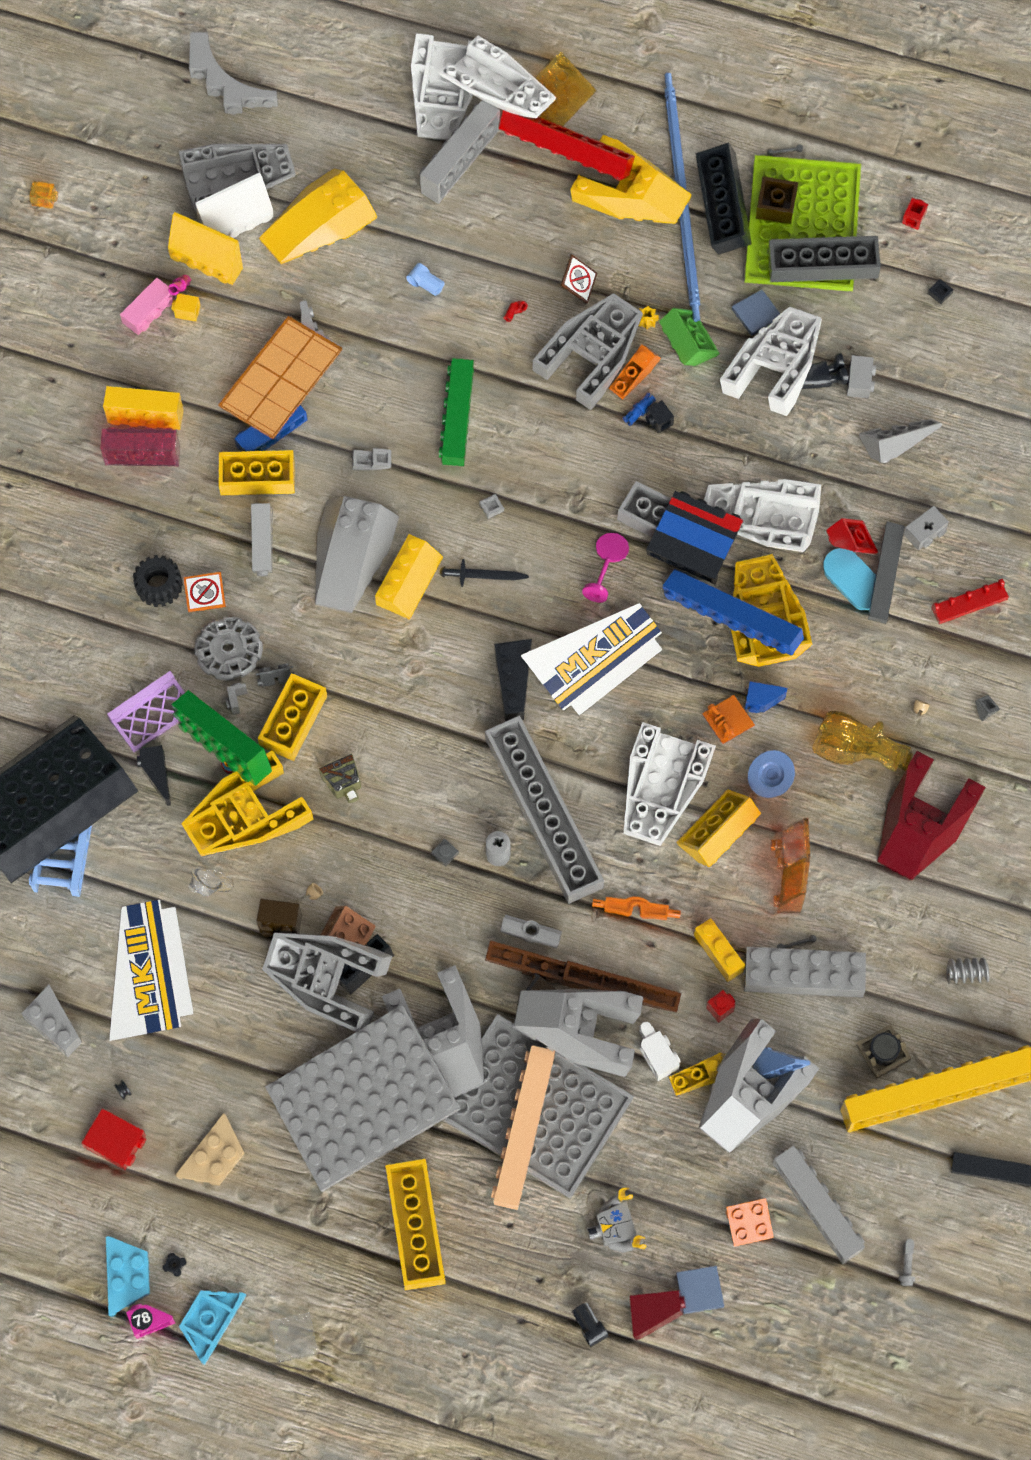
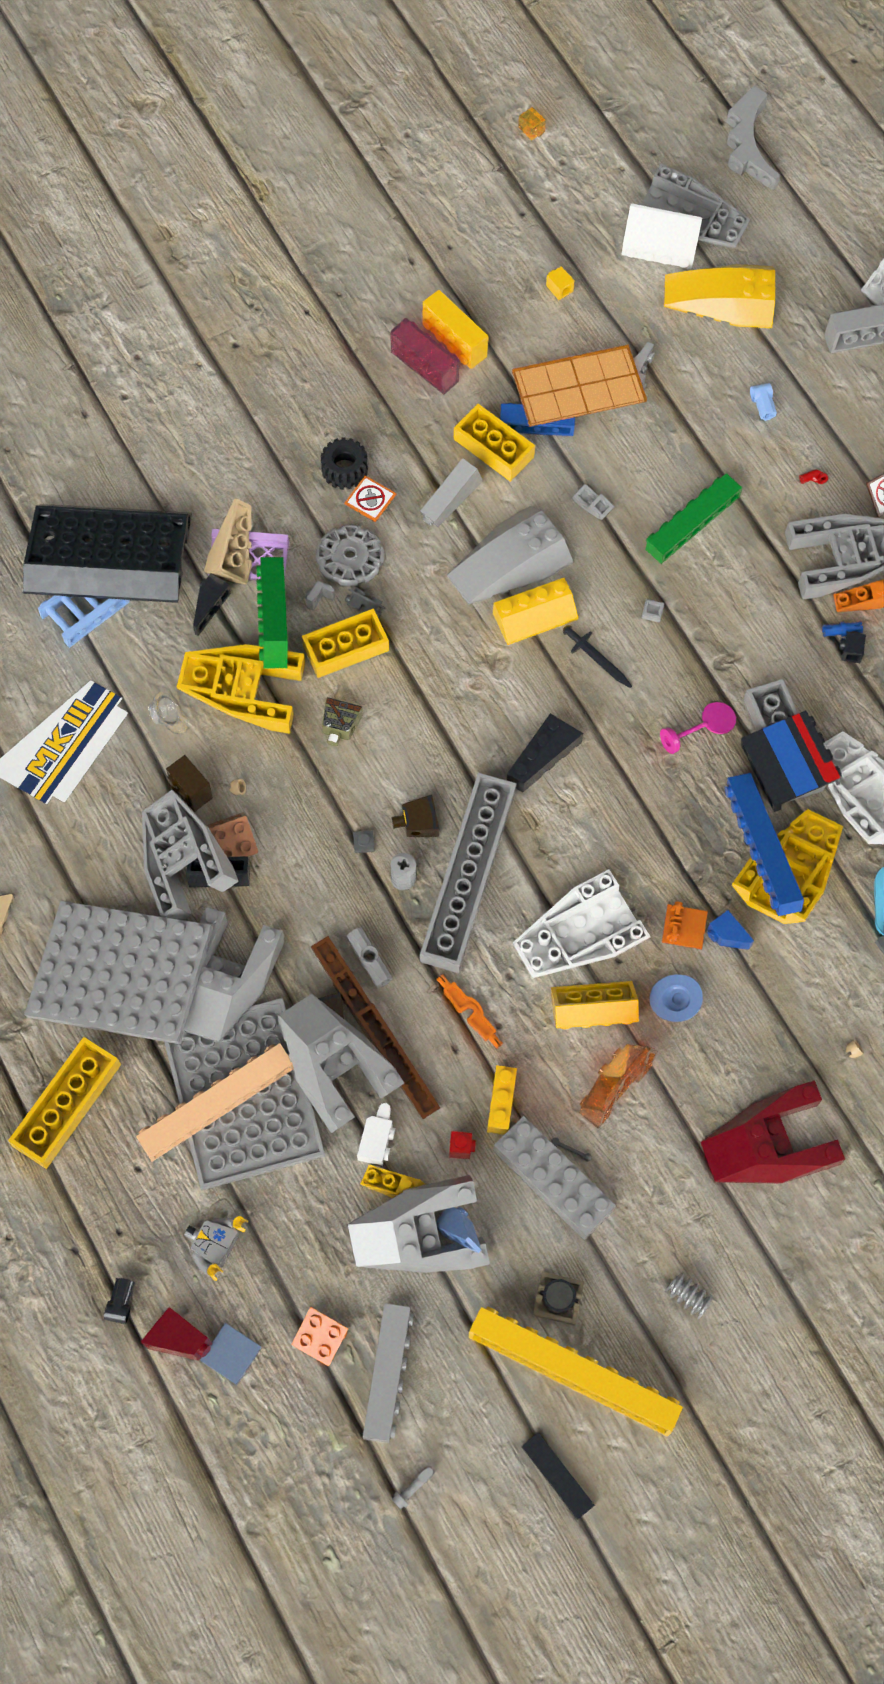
camera: 40 degrees right, 0 degrees up
(137, 719) = (230, 550): none -> tan wedge
(147, 306) = (531, 260): bright pink brick -> none
(179, 284) = (568, 261): dark pink pin -> none
(204, 249) = (611, 249): yellow slope -> none
(469, 801) = (418, 818): none -> dark brown torso
(595, 658) = (621, 790): sticker -> none
(848, 740) = (765, 1025): clear yellow animal -> none

